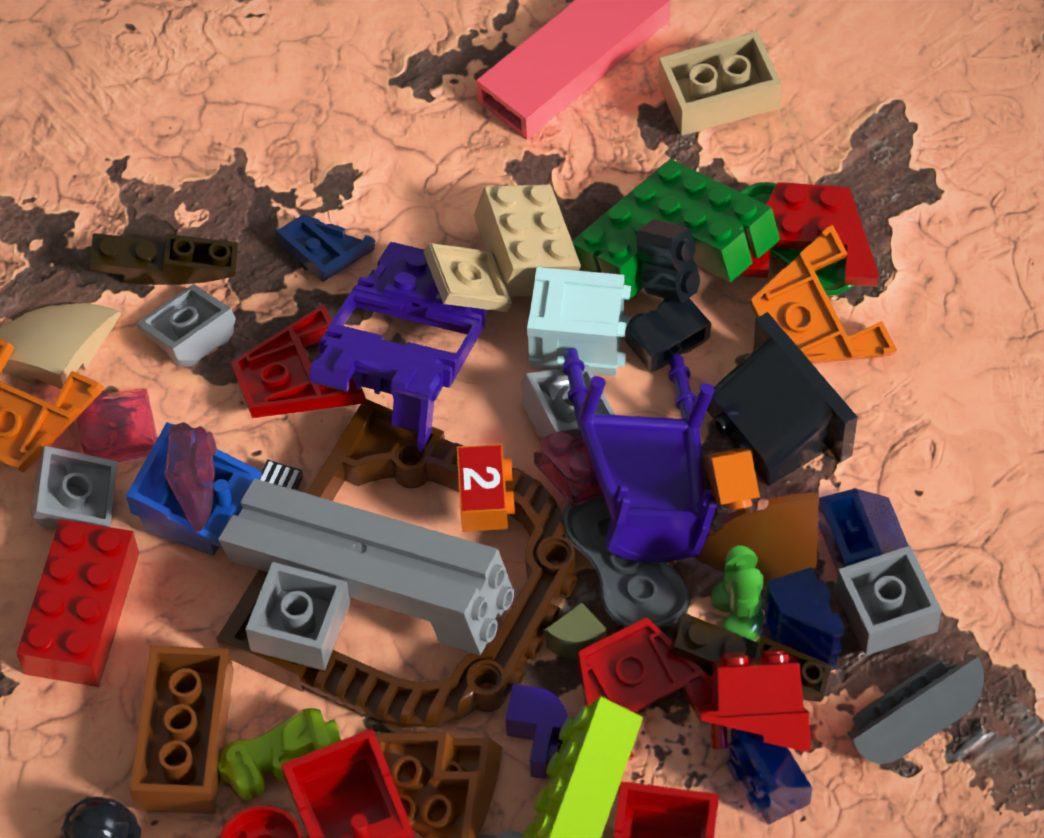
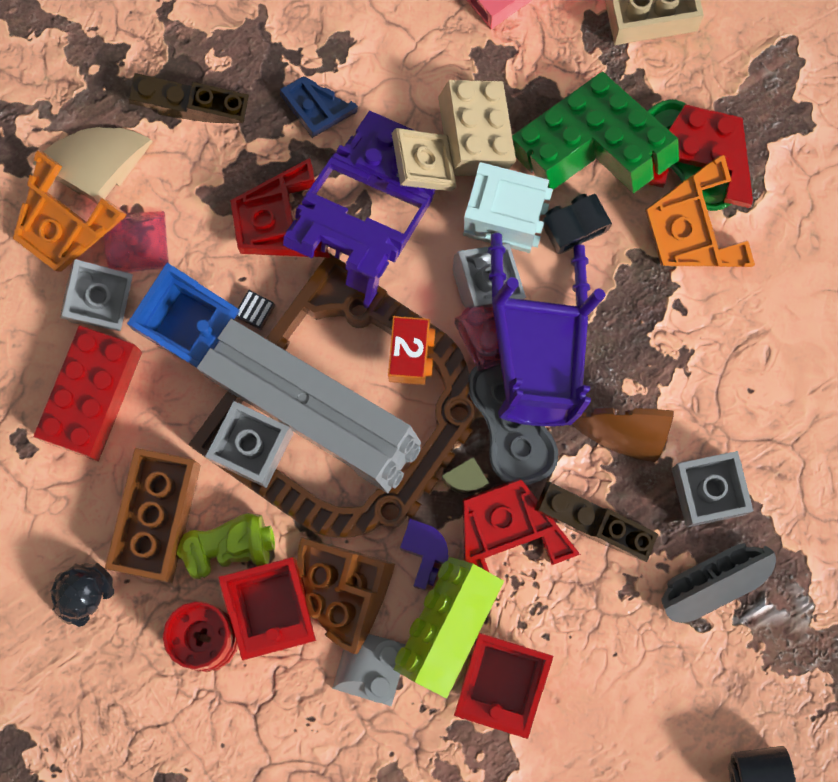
camera: 10 degrees right, 20 degrees up
(189, 326) = (201, 163): light grey slope -> none
(192, 471) = (179, 312): clear pink slope -> none
(668, 260) = (586, 169): black brick -> none
(732, 478) = (607, 377): orange brick -> none
(740, 593) = (599, 464): bright green piece -> none
(757, 698) = (595, 571): red piece -> none
(769, 774) = (595, 620): clear blue slope -> none
(781, 407) = (654, 306): black windscreen -> none
(801, 616) = (643, 499): clear blue slope -> none
(858, 526) = (701, 426): clear blue slope -> none

